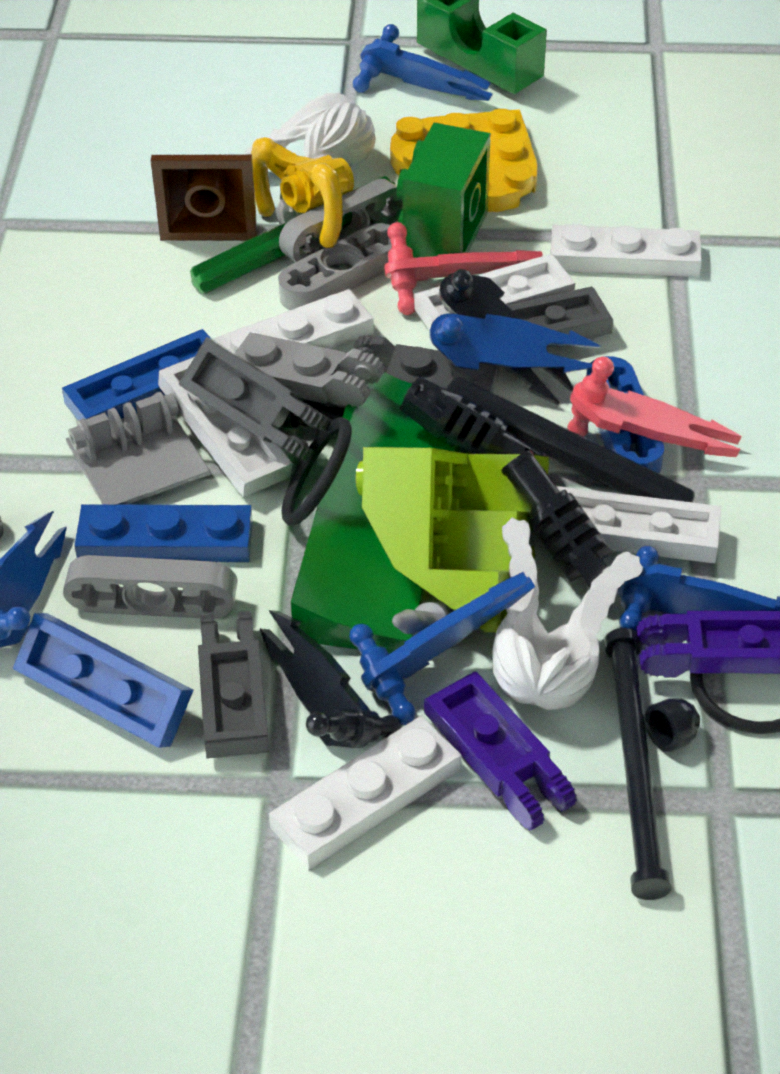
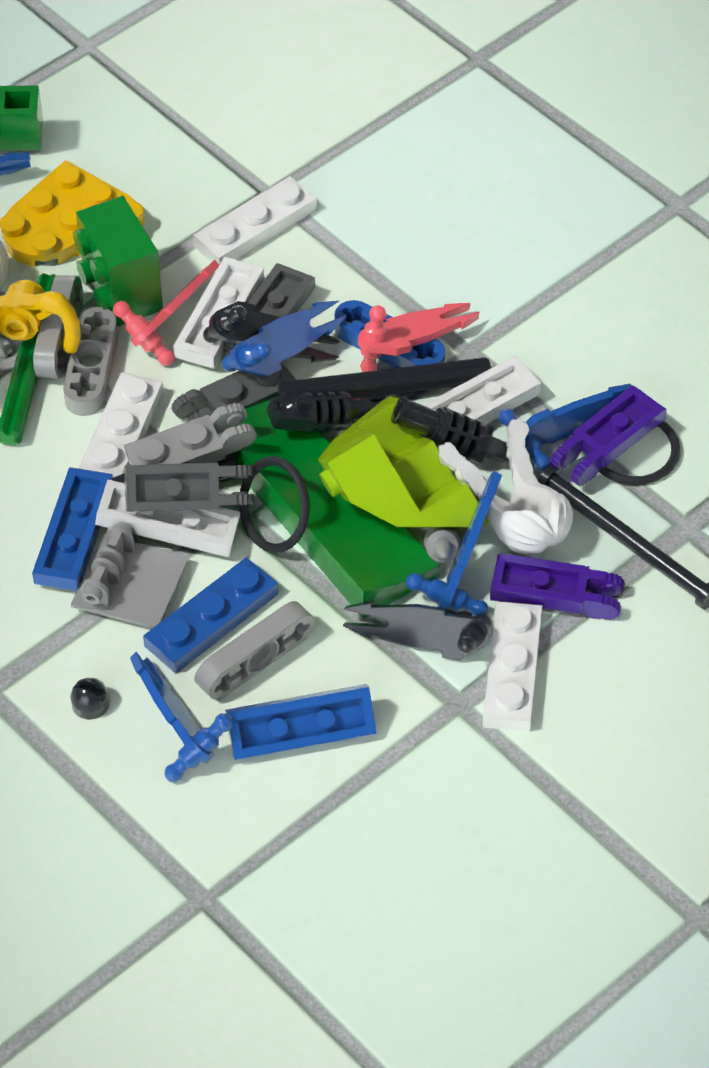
camera: 45 degrees left, 5 degrees up
(232, 691) = (371, 662): dark grey hinge -> none
(672, 723) = (625, 503): black hinge -> none

